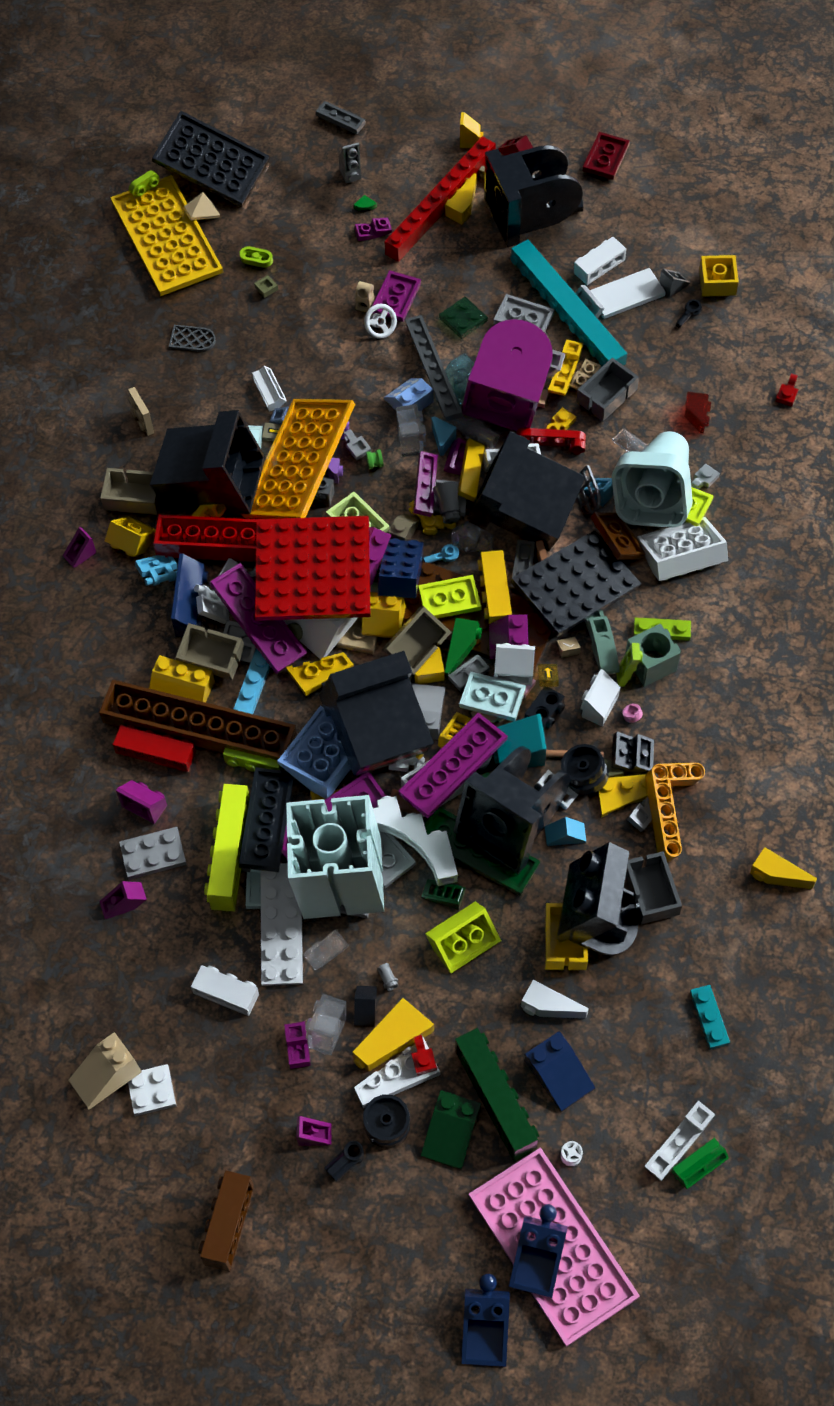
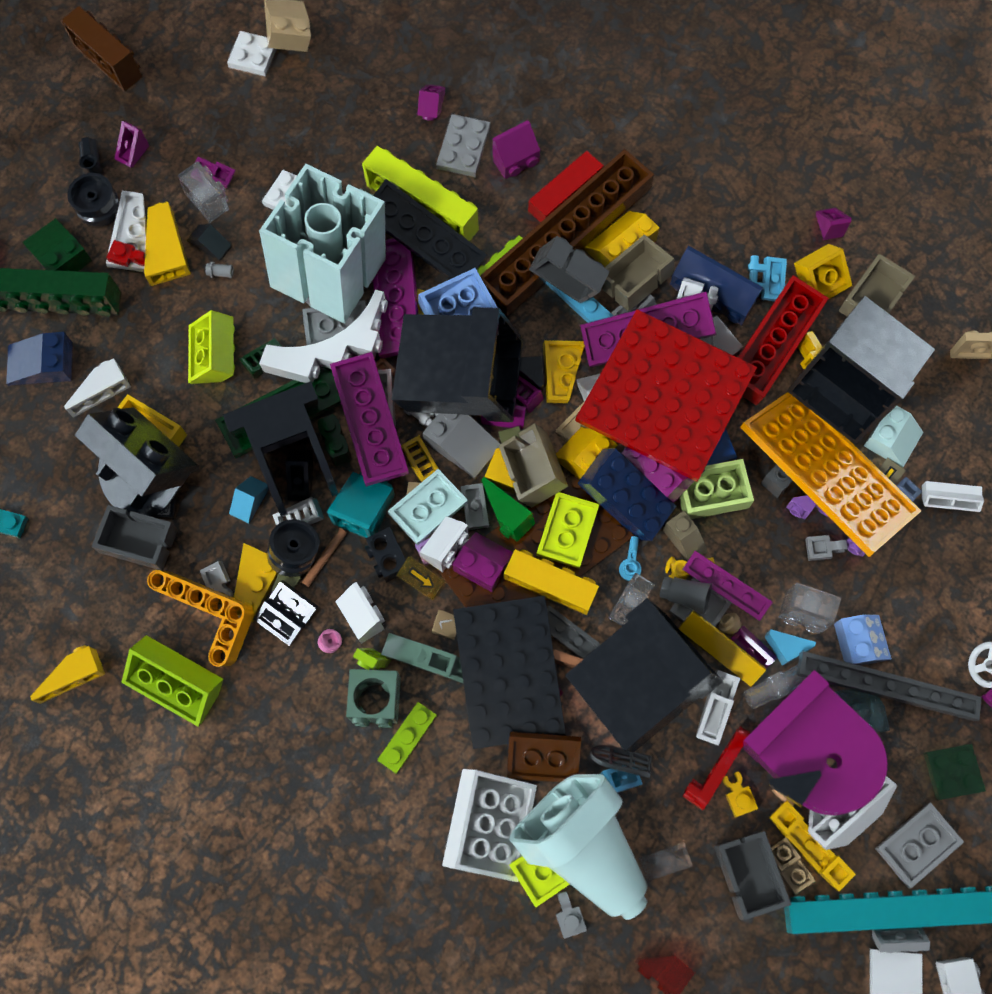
camera: 120 degrees right, 10 degrees up
(225, 989) = (295, 139): white brick -> none
(241, 688) = (569, 269): none -> dark grey piece
(374, 459) = (794, 555): bright green wheel -> none
(449, 470) = (730, 623): none -> tan plate
(547, 361) = (796, 786): none -> black slope
(733, 799) = (171, 680): none -> lime slope

